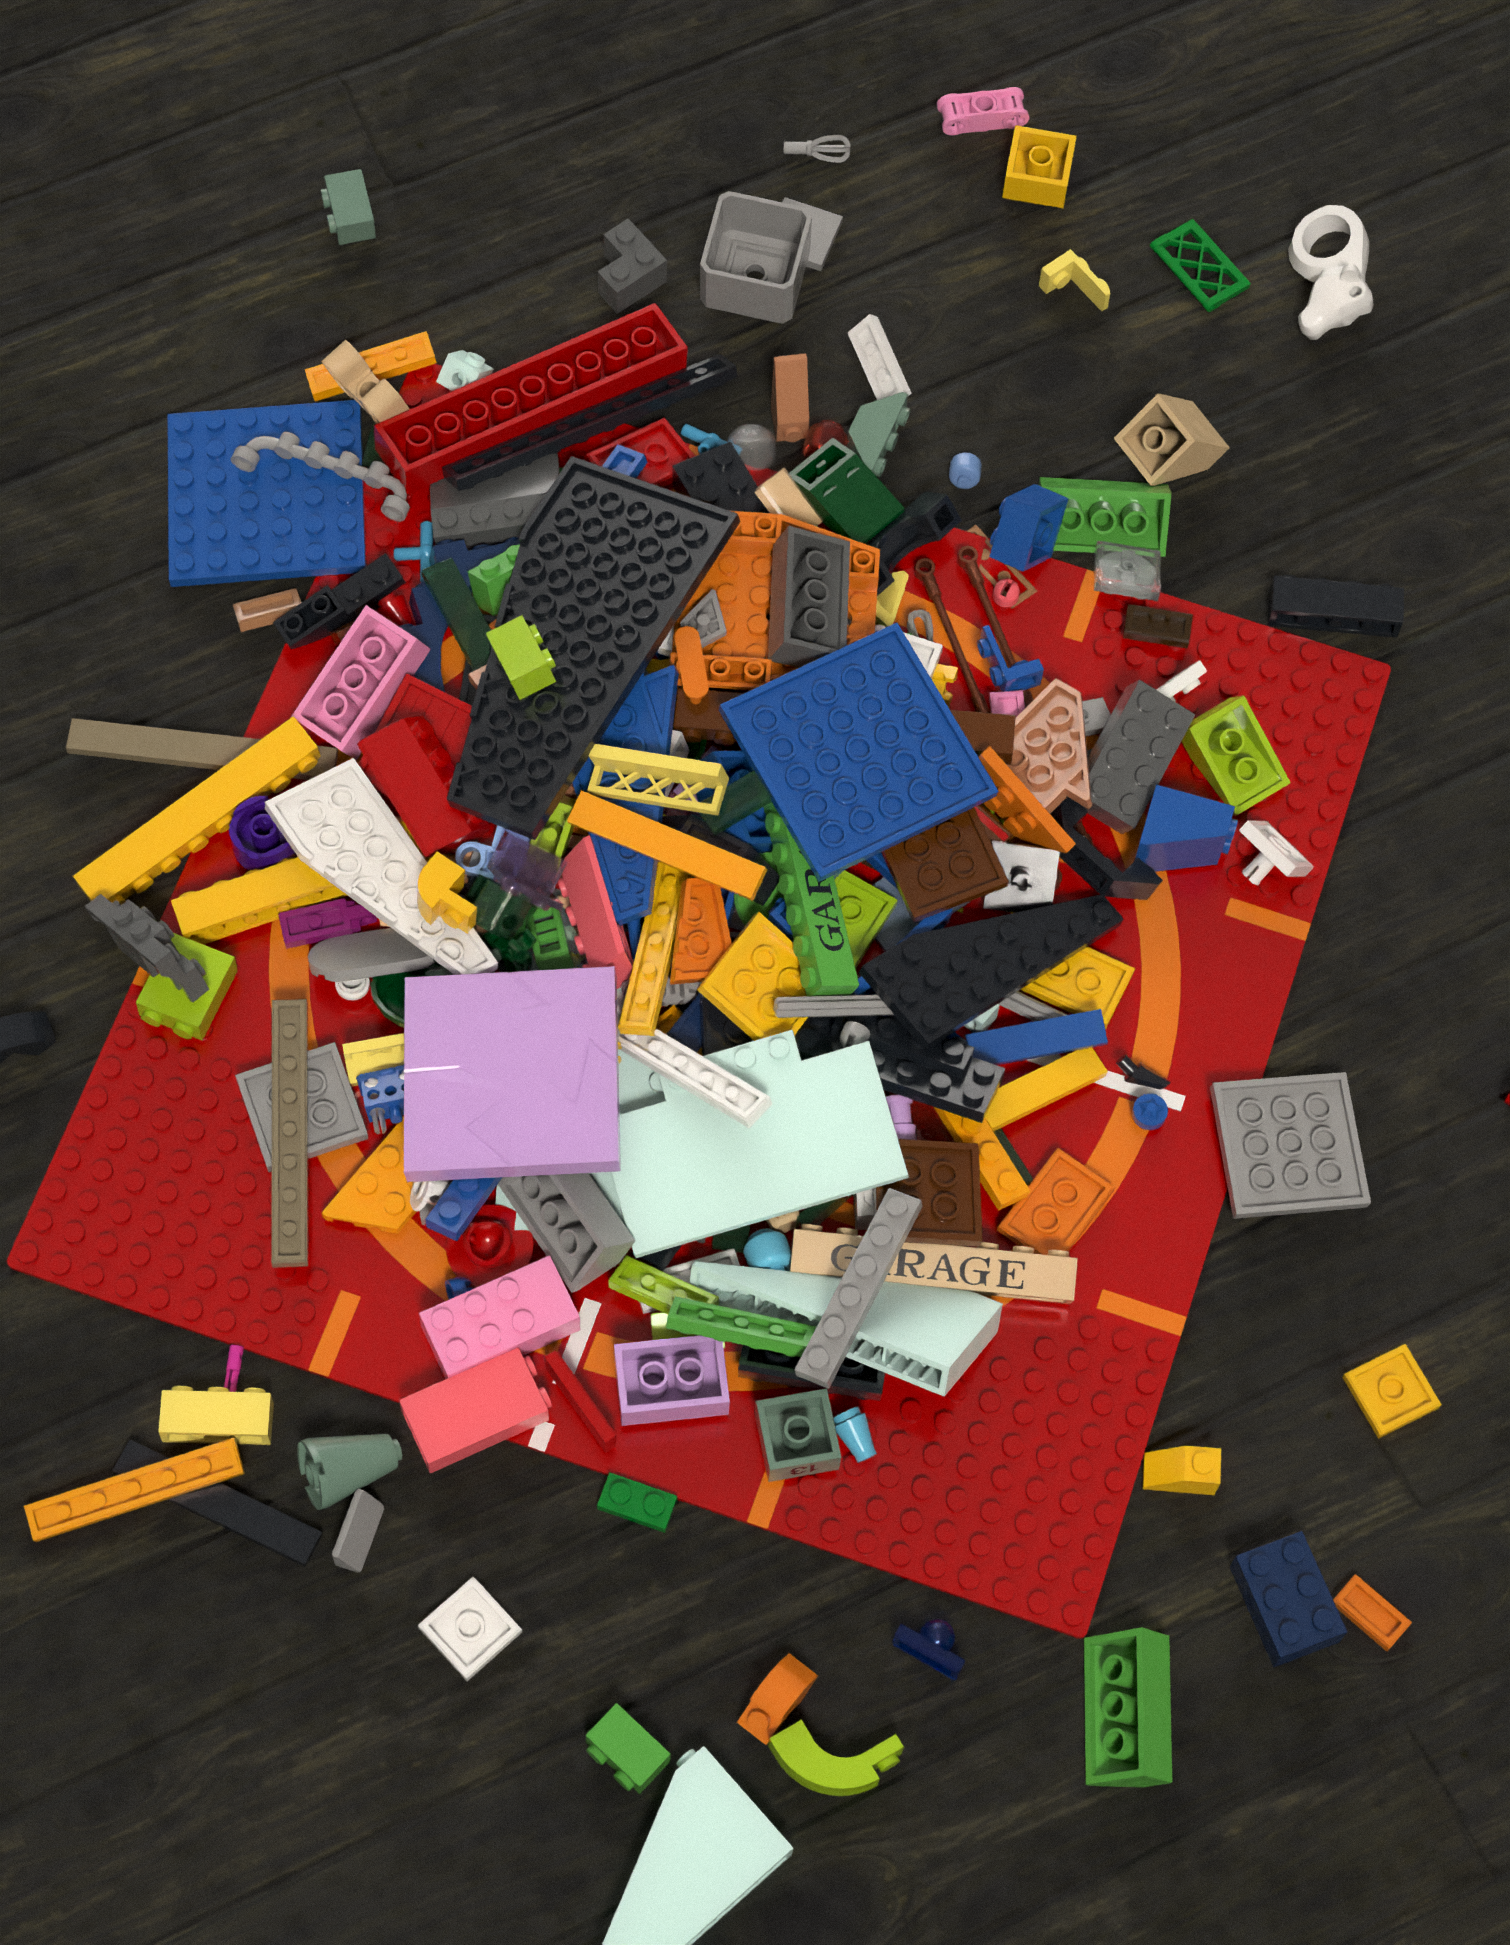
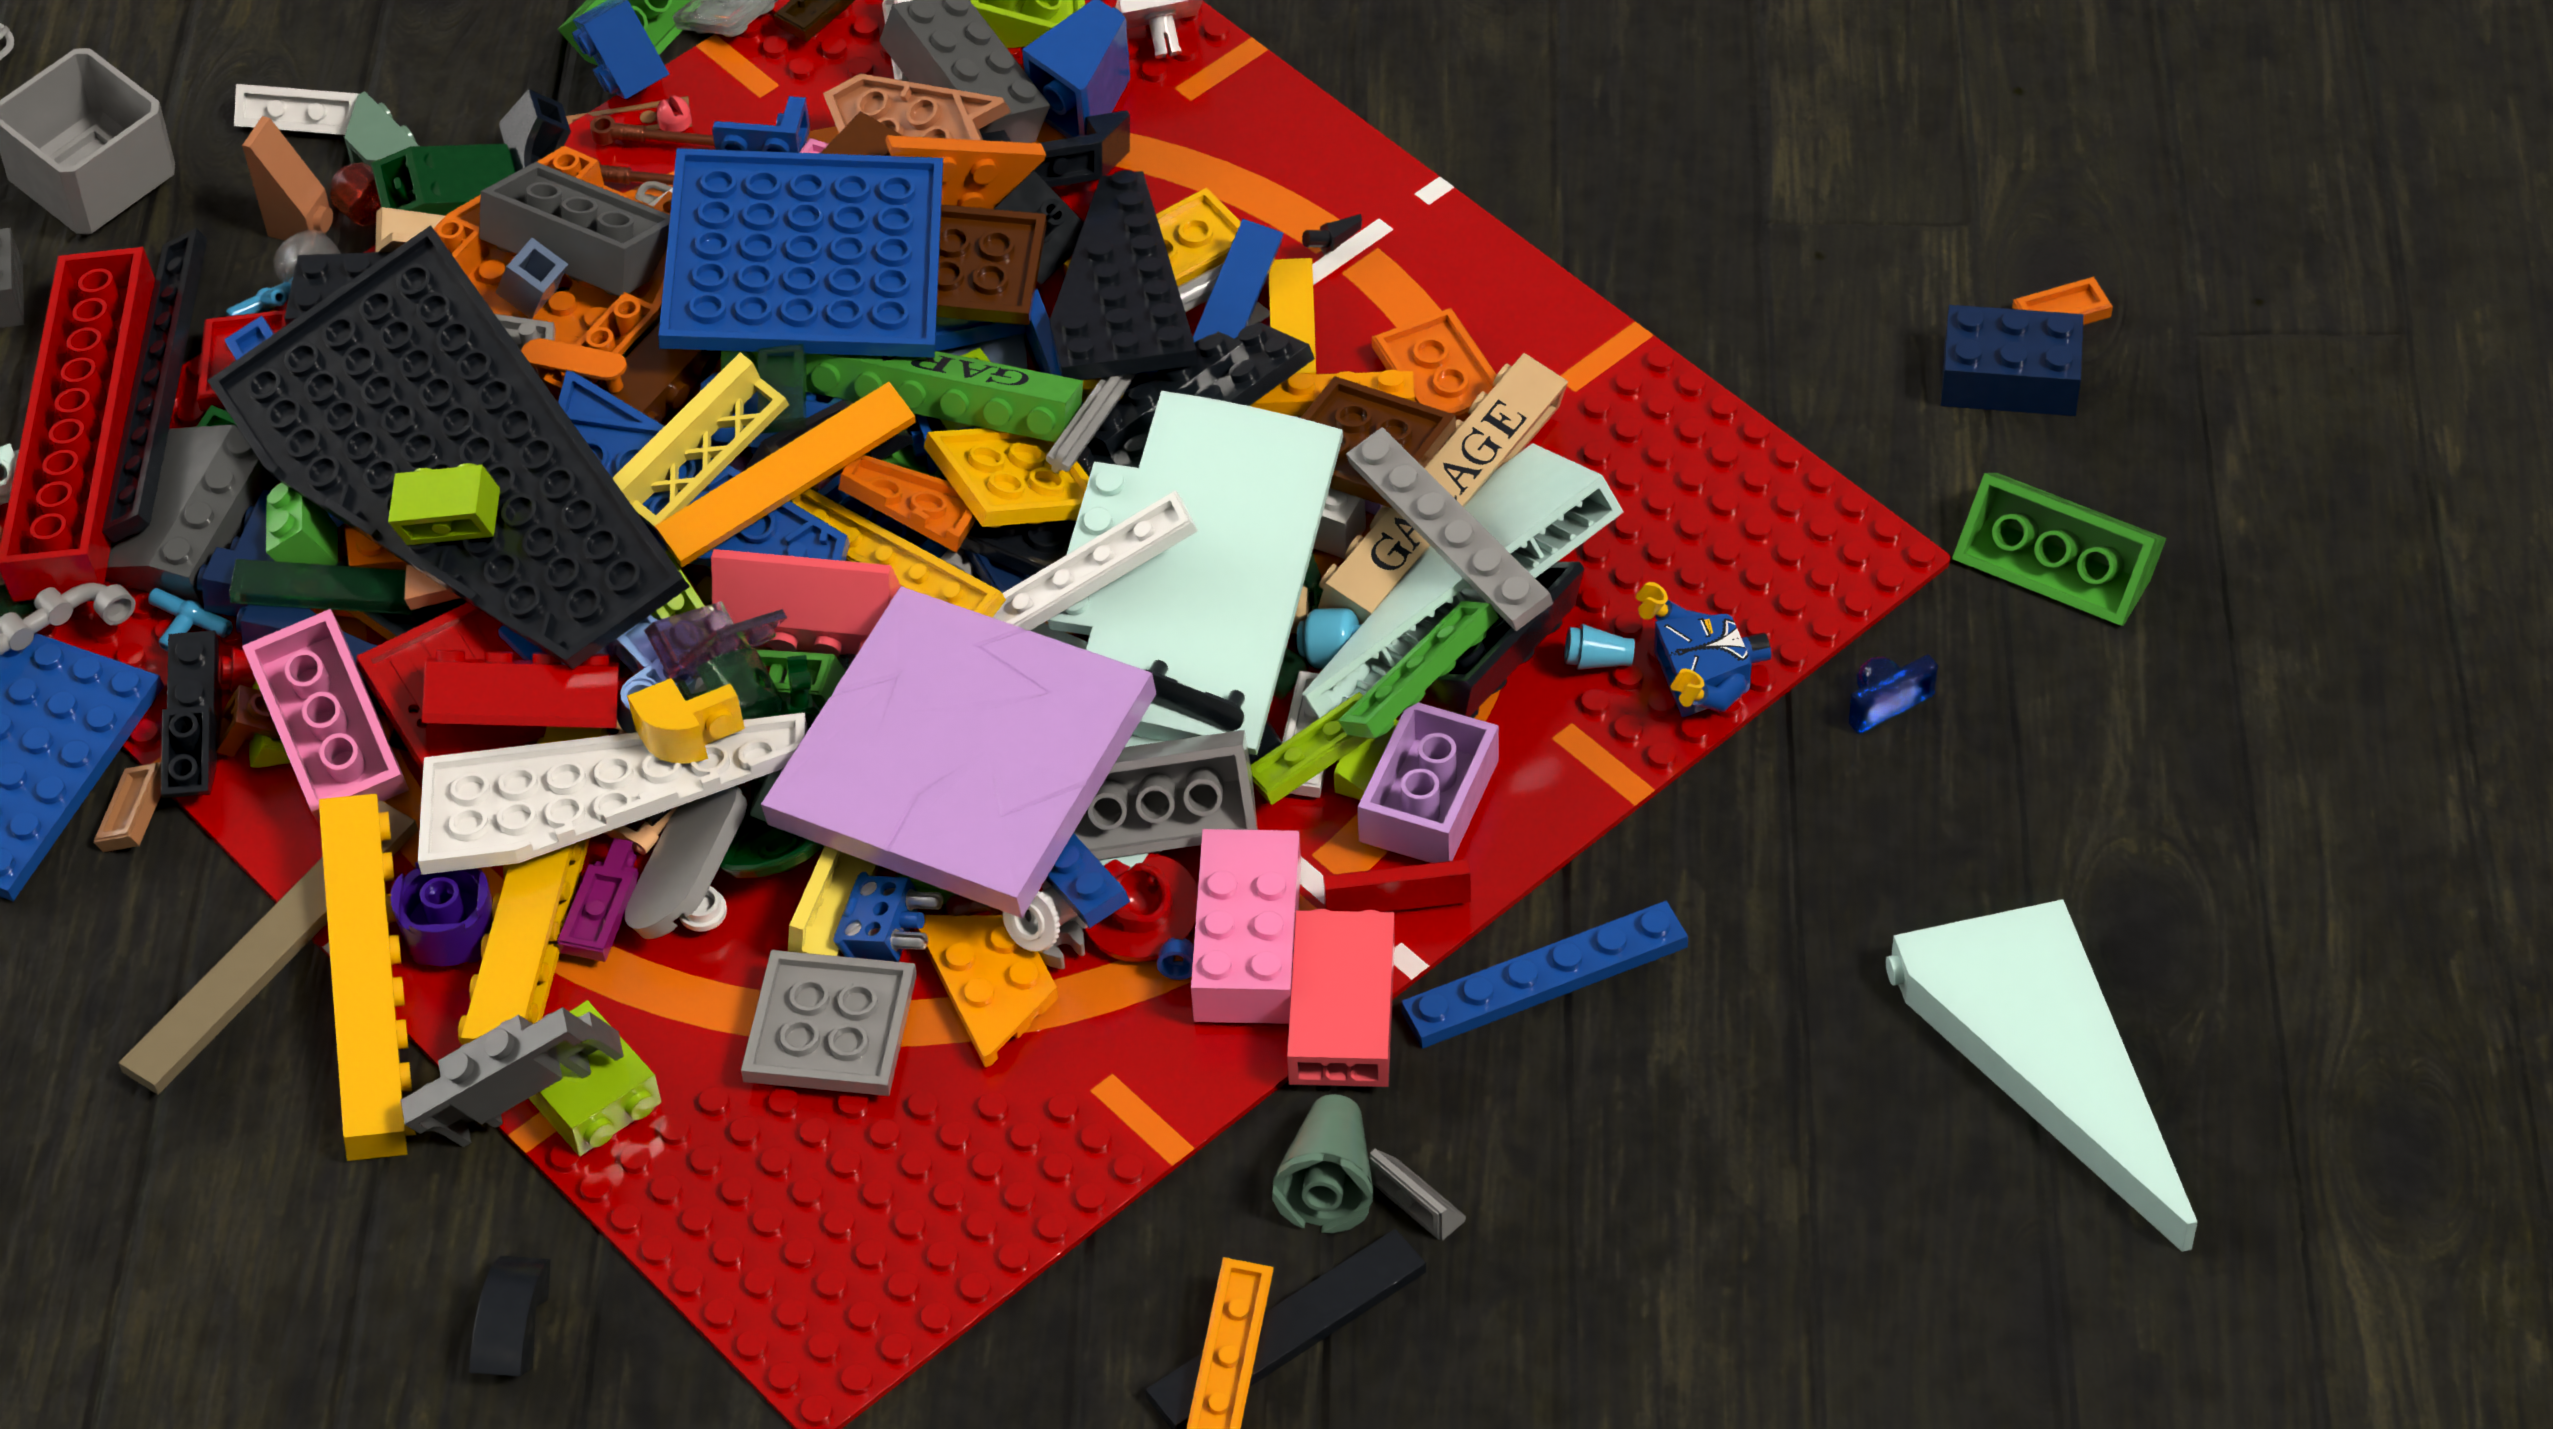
camera: 55 degrees left, 15 degrees down
(216, 1416) = (1174, 1280): light yellow brick -> none
(233, 1367) = (1120, 1245): dark pink pin -> none
(289, 1133) = (861, 1039): dark tan tile -> none
(470, 1628) = (1607, 1129): white tile -> none
(575, 1530) = (1544, 974): none -> blue plate
(626, 1749) = (1850, 1022): bright green brick -> none
(637, 1502) = (1548, 900): green plate -> none
(640, 1222) = (1196, 704): none -> black piece
(749, 597) = (531, 278): none -> sand blue brick
(776, 1698) = (1873, 845): orange brick -> none
(797, 1435) = (1570, 693): sand green brick -> none
(828, 1773) = (1971, 854): lime arch -> none
(853, 1034) = (1128, 422): light grey hinge -> none
(880, 1507) = (1700, 653): none -> blue torso
(965, 470) = (492, 94): medium blue piece -> none
(1149, 1111) = (1381, 245): blue tile -> none
(1183, 1470) = (1813, 387): yellow slope -> none
(1290, 1145) = (1498, 148): light grey plate -> none
(1391, 1391) = (1825, 190): yellow tile -> none

